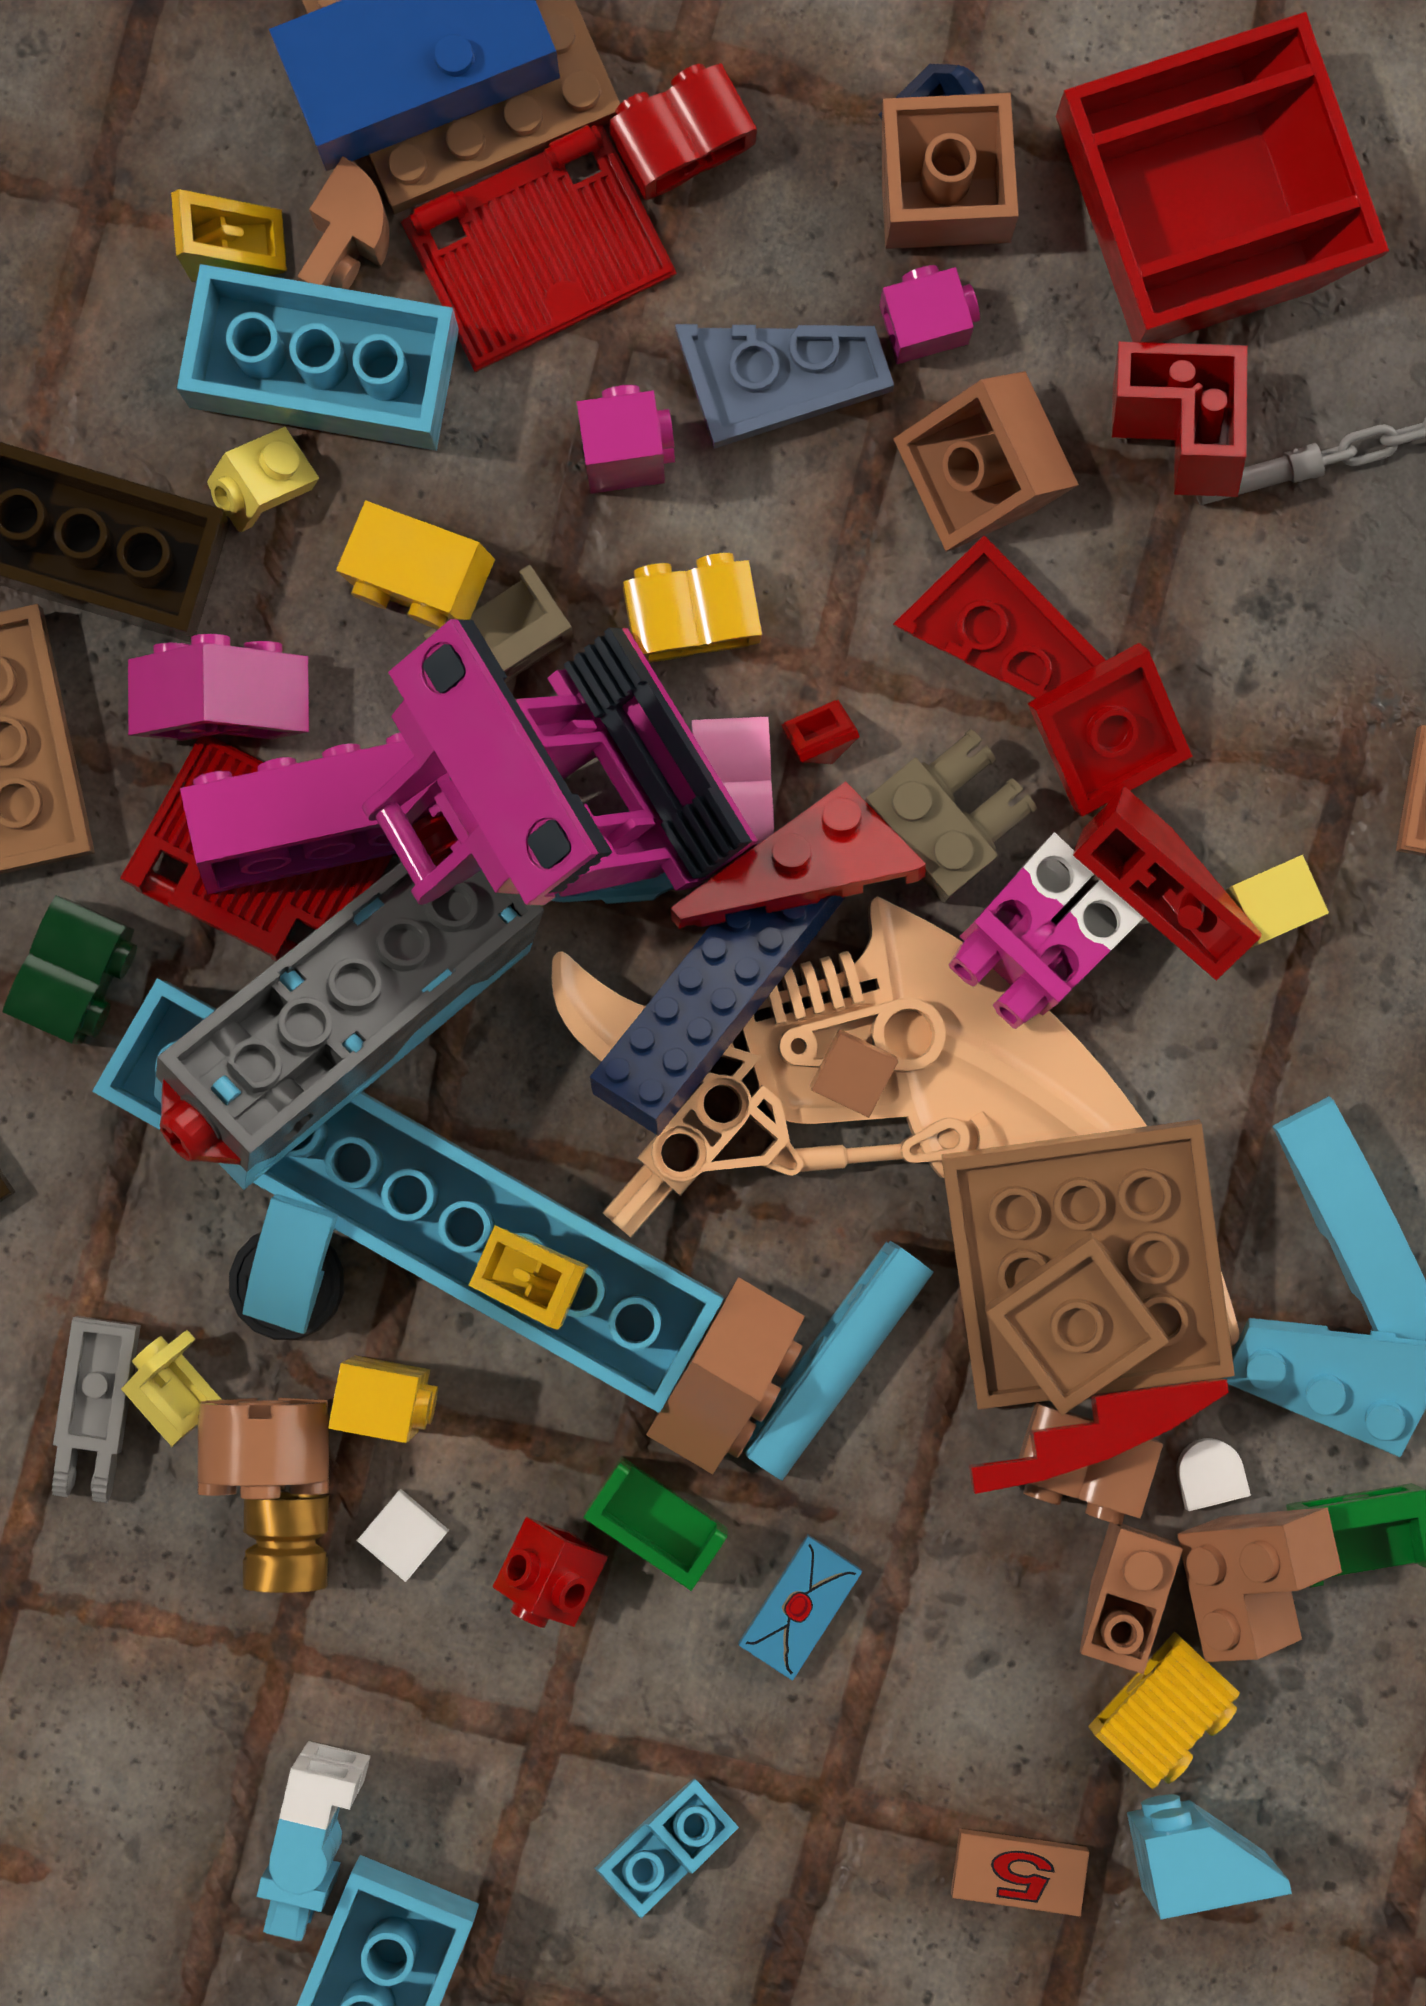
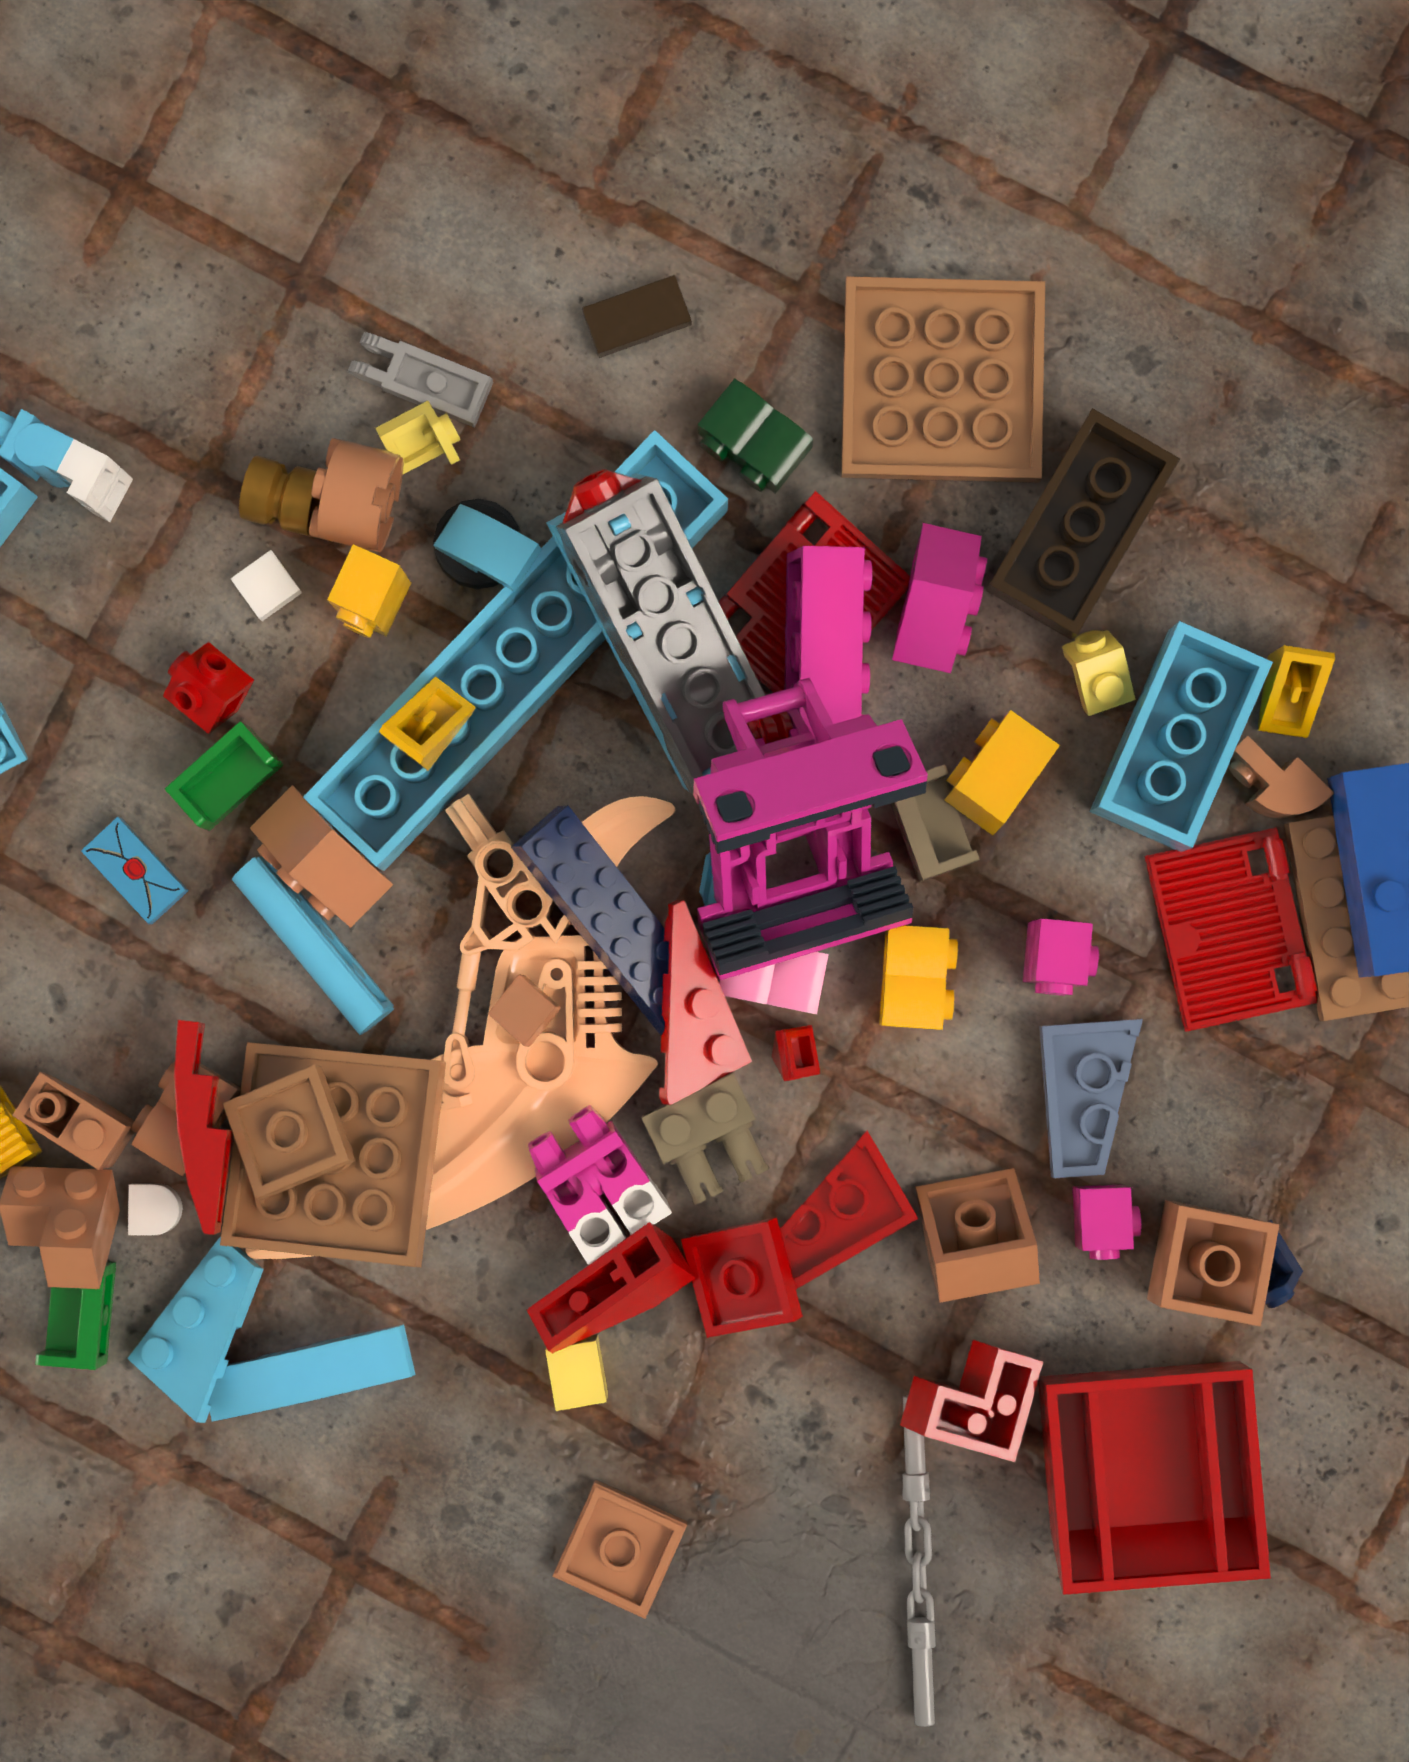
camera: 105 degrees right, 0 degrees up
(682, 130) = (1296, 1063): red brick -> none

